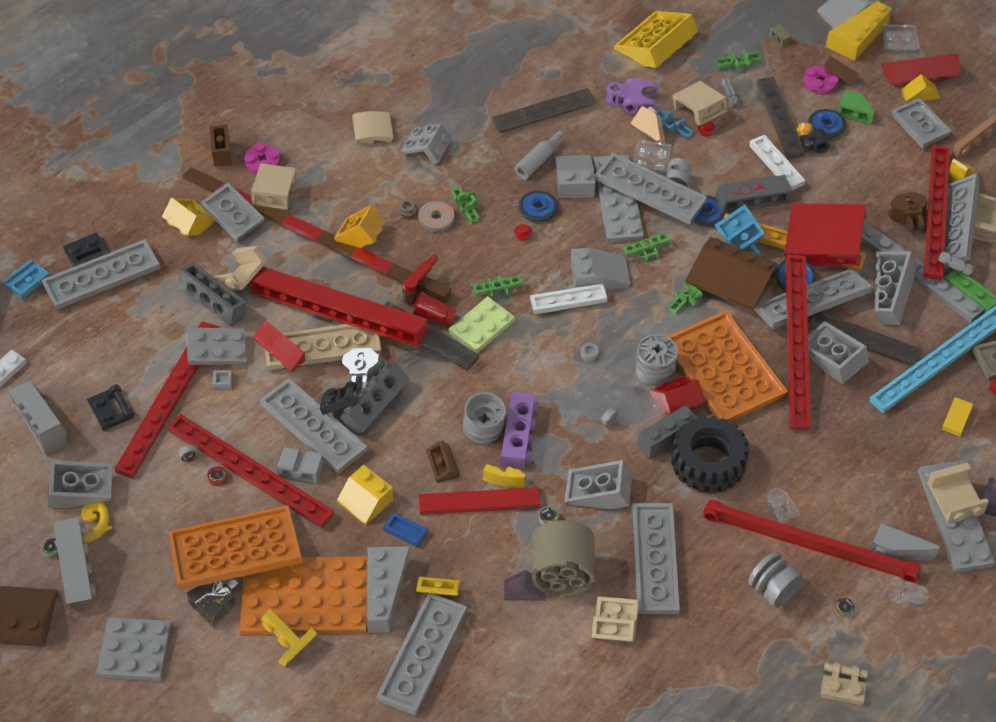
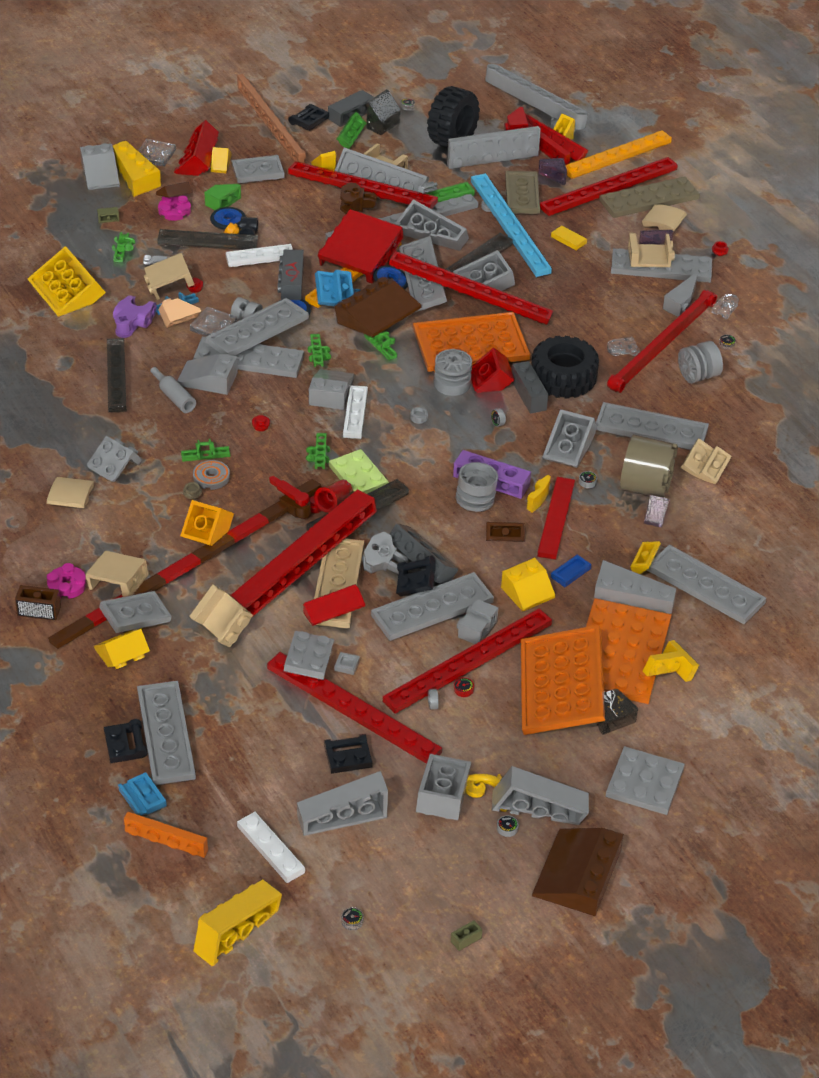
camera: 75 degrees left, 10 degrees down
(212, 293) = (241, 644): dark grey brick -> none
(527, 208) = (223, 404): wheel -> none
(842, 689) = (800, 360): tan plate -> none

